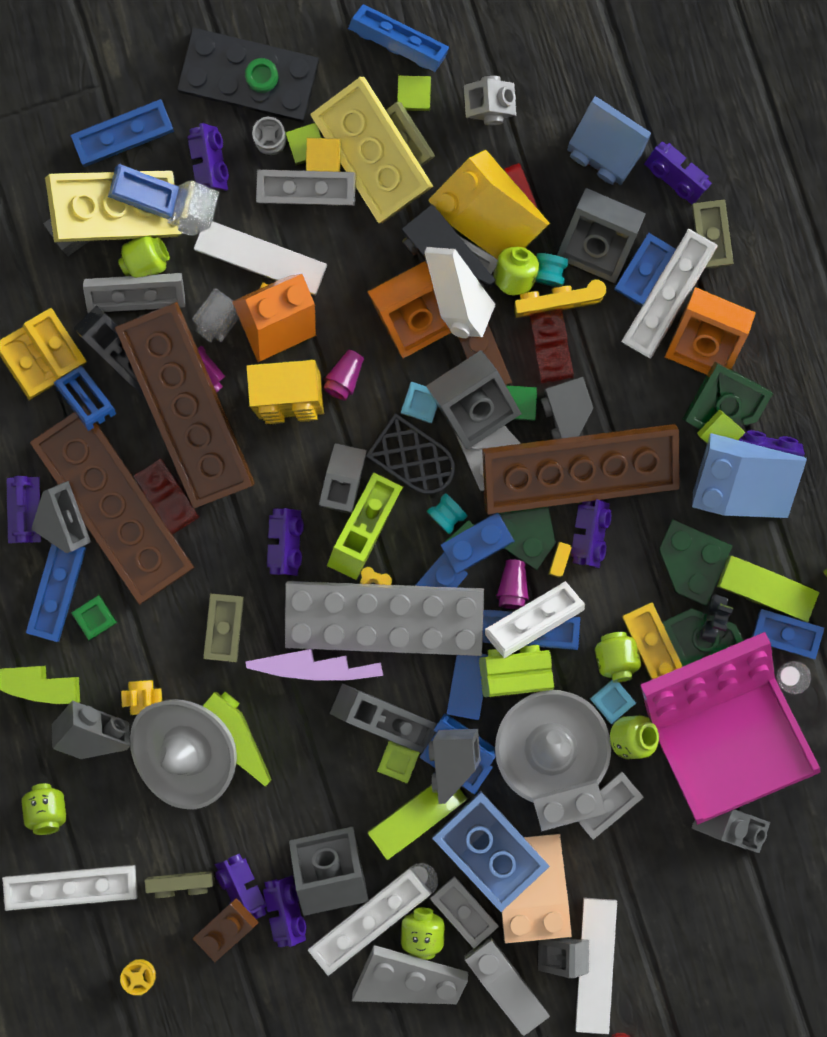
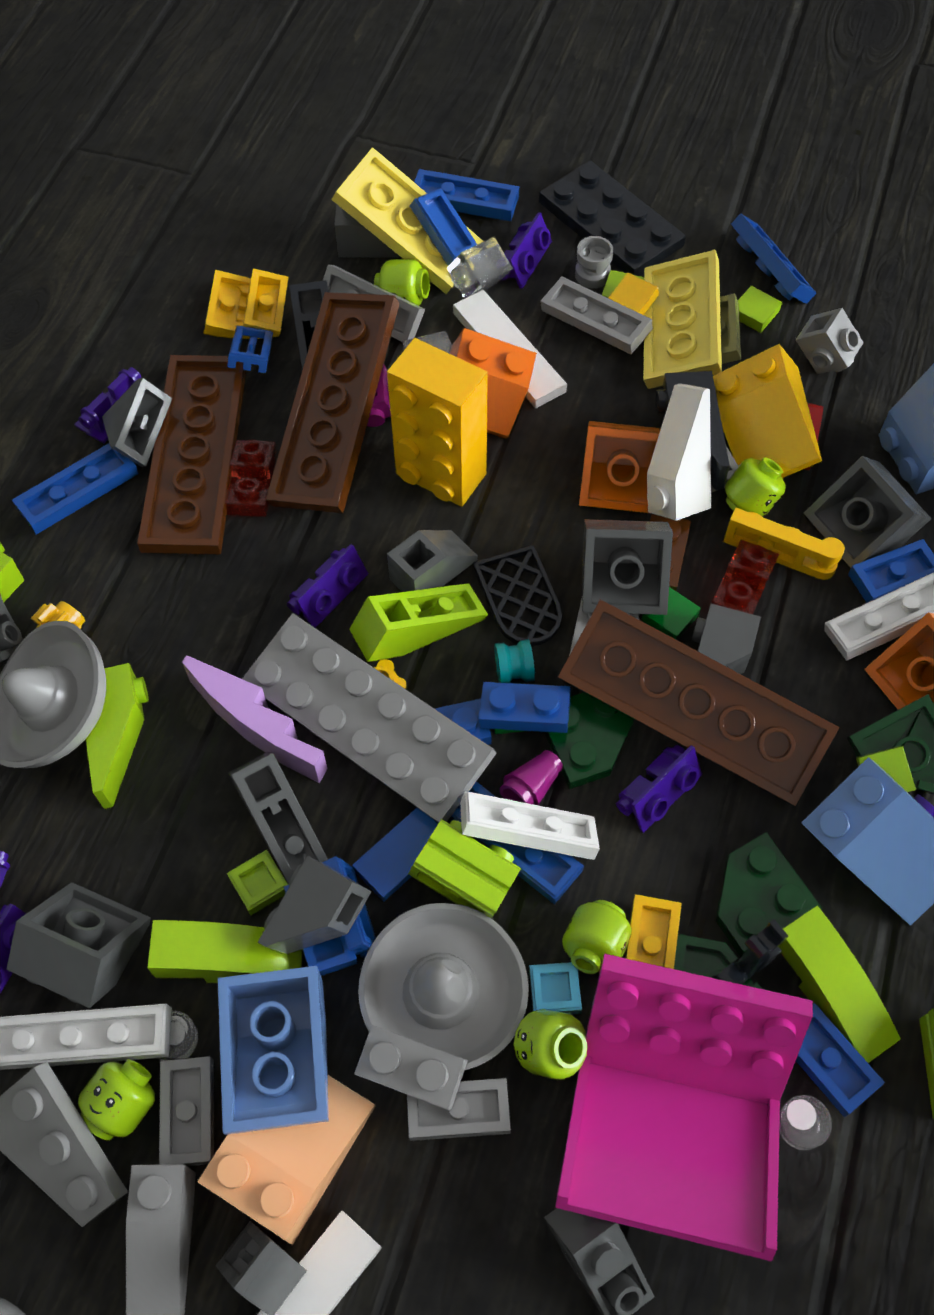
camera: 30 degrees right, 25 degrees down
(94, 617) = (88, 536): green tile -> none
(223, 627) = (197, 621): olive plate -> none
(261, 75) = (623, 212): green tile -> none
(344, 375) = (508, 479): magenta cone -> none
(419, 403) = (564, 552): medium azure tile -> none
(551, 269) = (793, 509): teal wheel -> none
(560, 560) = (603, 787): yellow tile -> none

